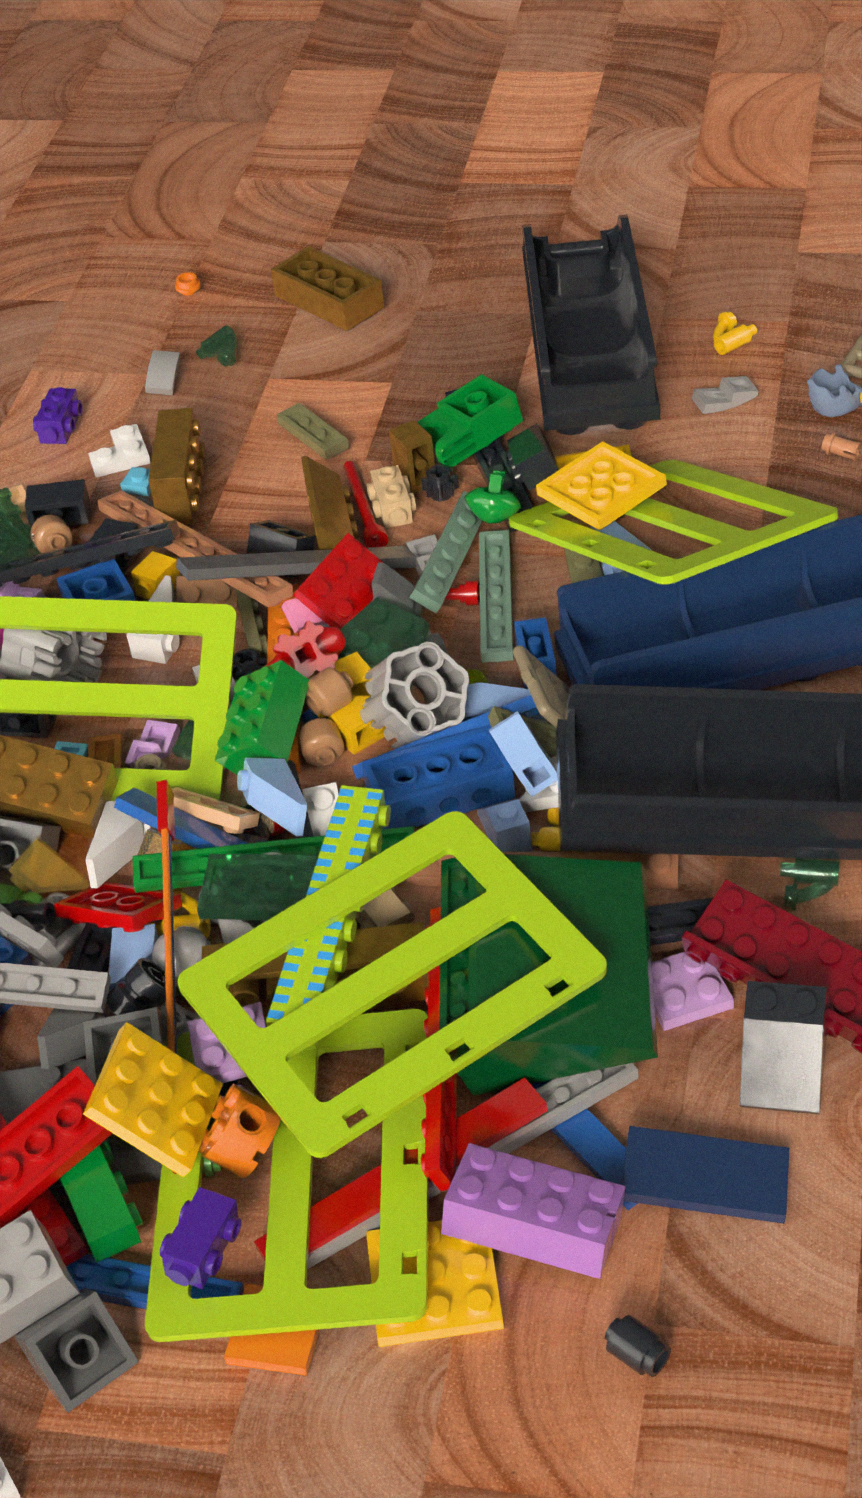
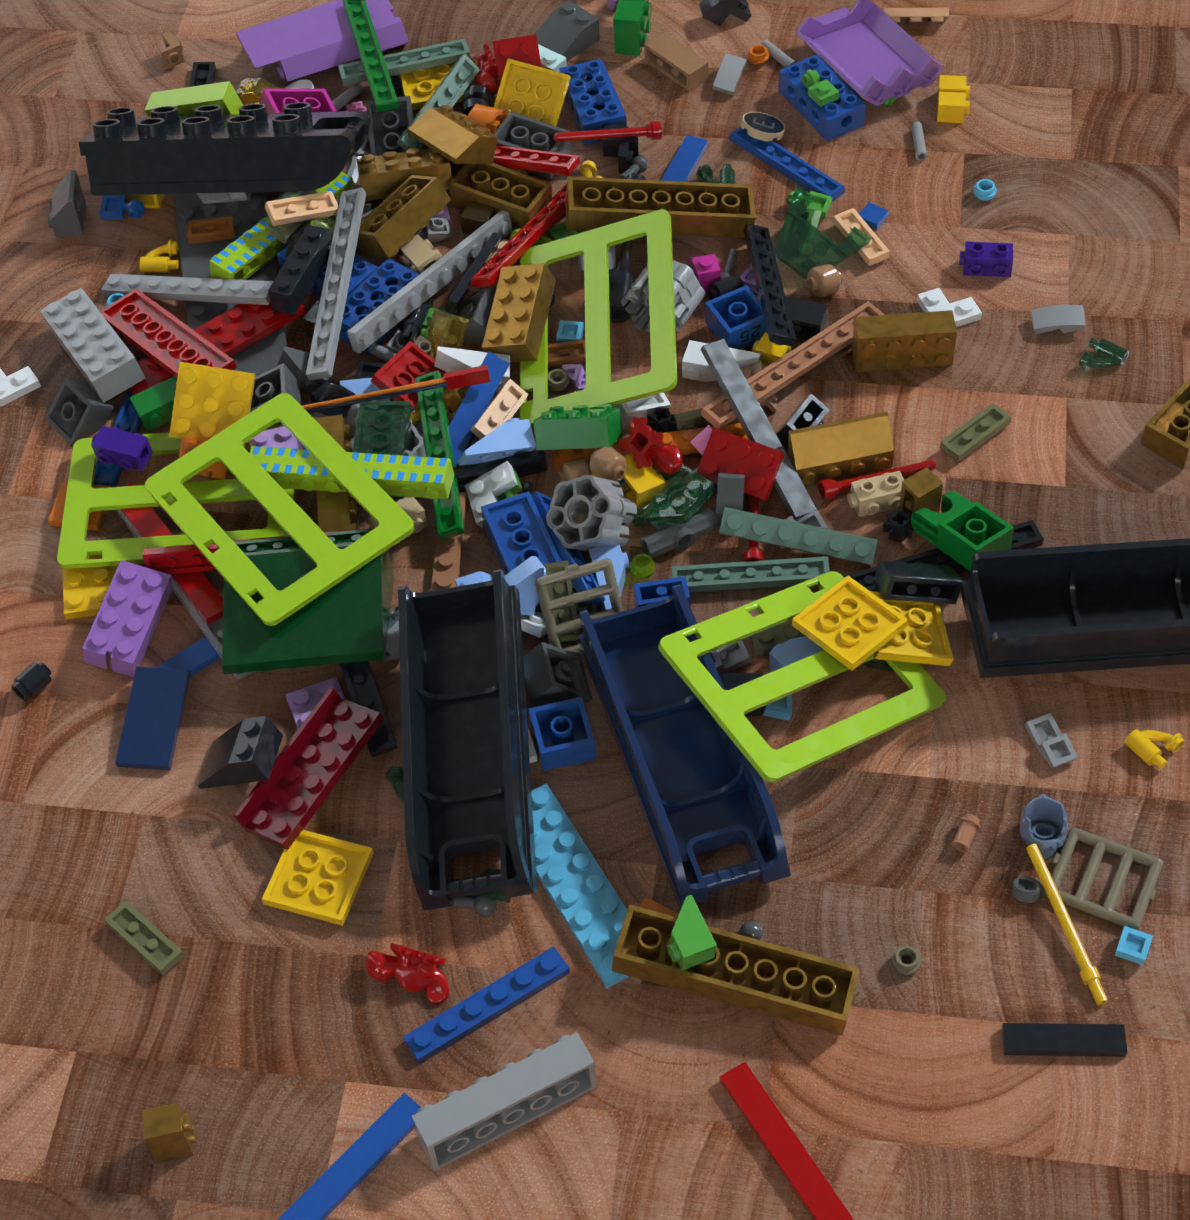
camera: 85 degrees right, 10 degrees up
(62, 499) = (861, 276): black brick -> none
(492, 502) = (852, 556): green piece -> none

